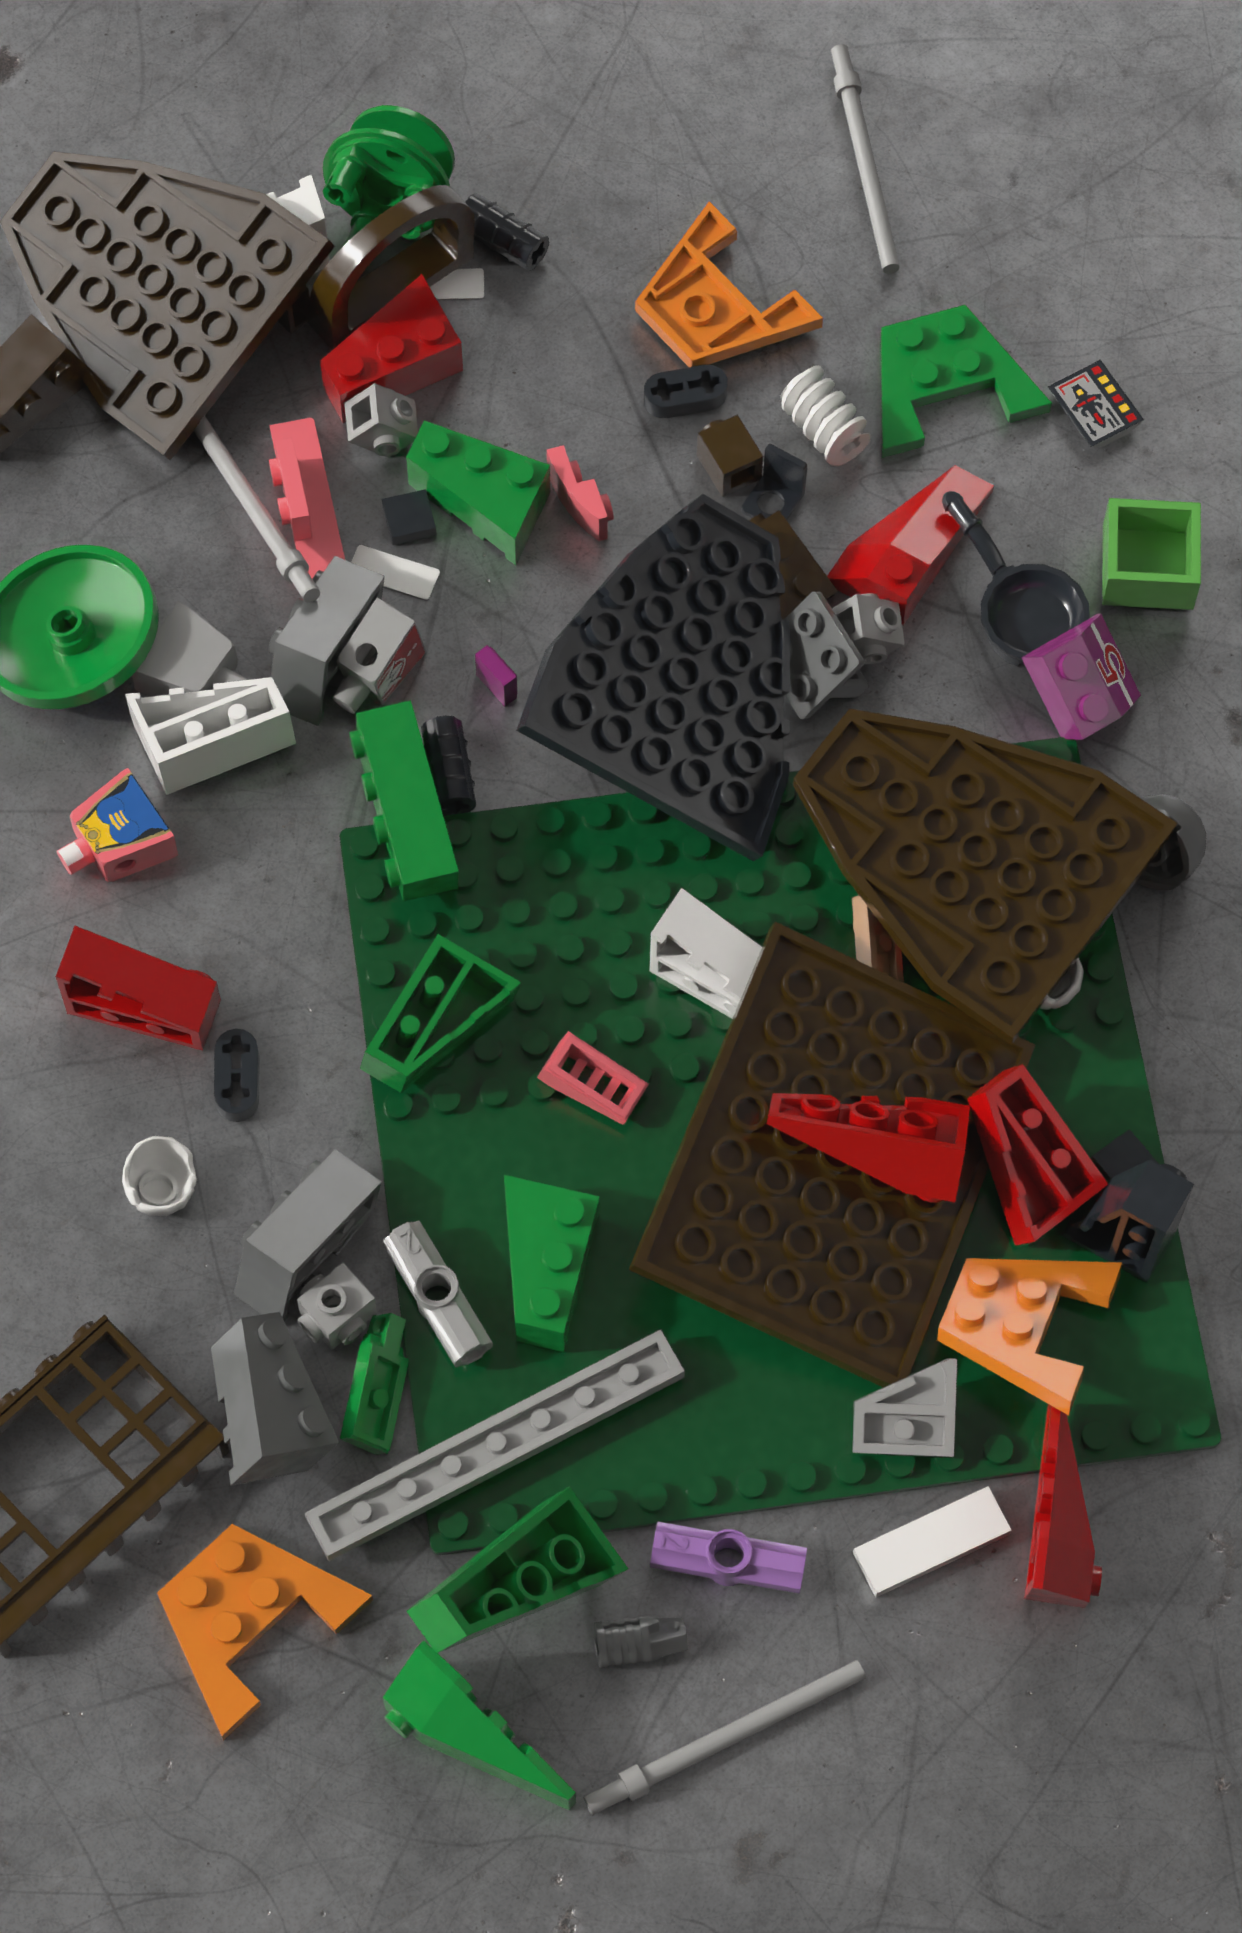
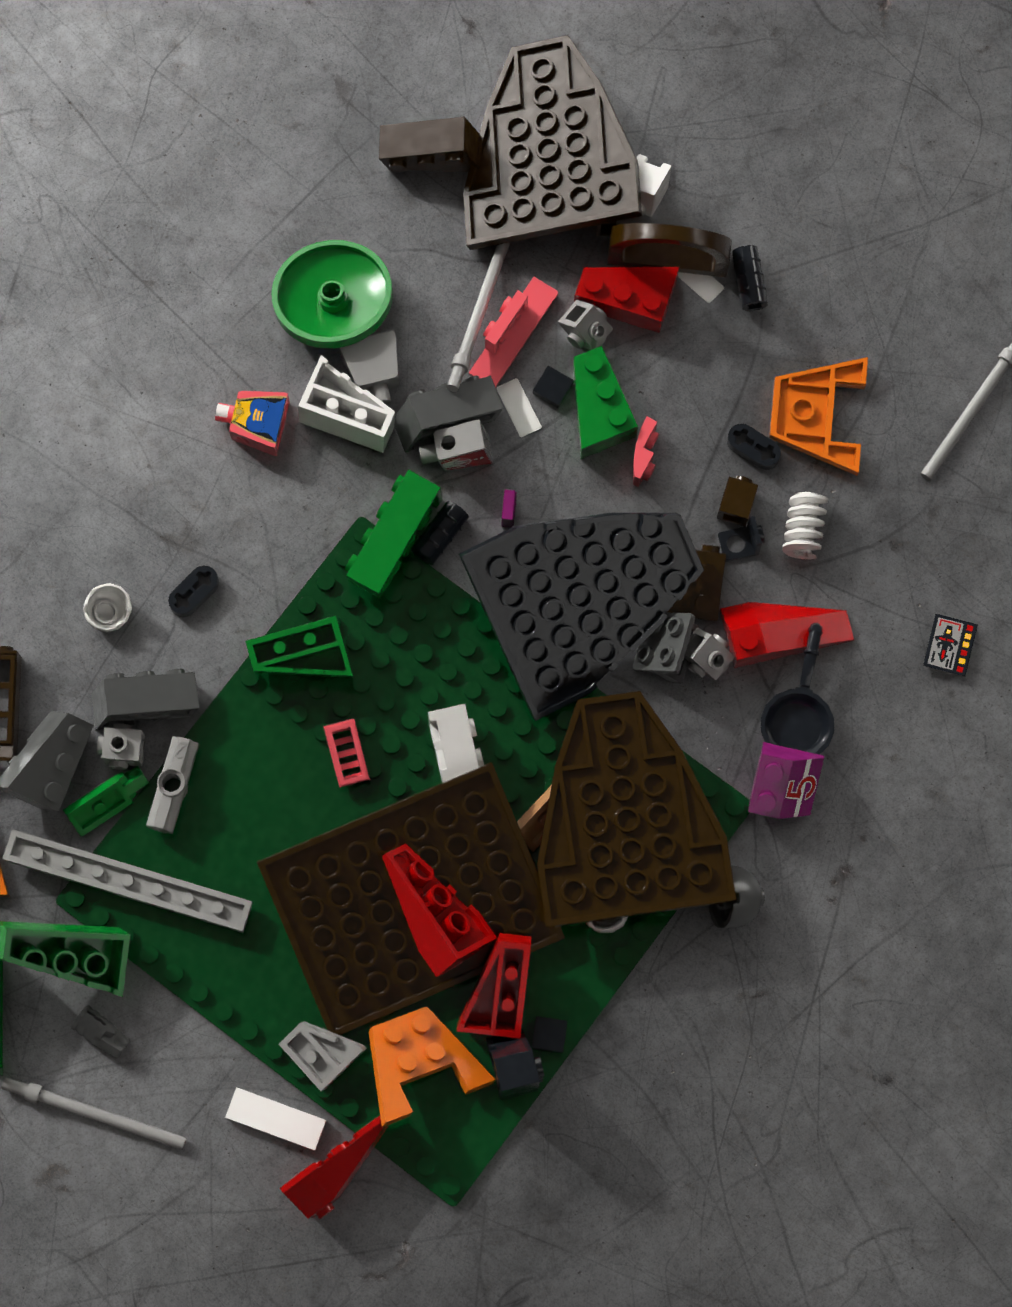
camera: 45 degrees right, 10 degrees up
(136, 990) = (185, 507): red wedge -> none
(384, 161) = (714, 196): green piece -> none
(549, 1254) = (236, 817): green wedge -> none
(694, 1552) = (188, 1051): medium lavender piece -> none
(940, 360) = (896, 548): green wing -> none
(1151, 553) = (886, 750): bright green piece -> none

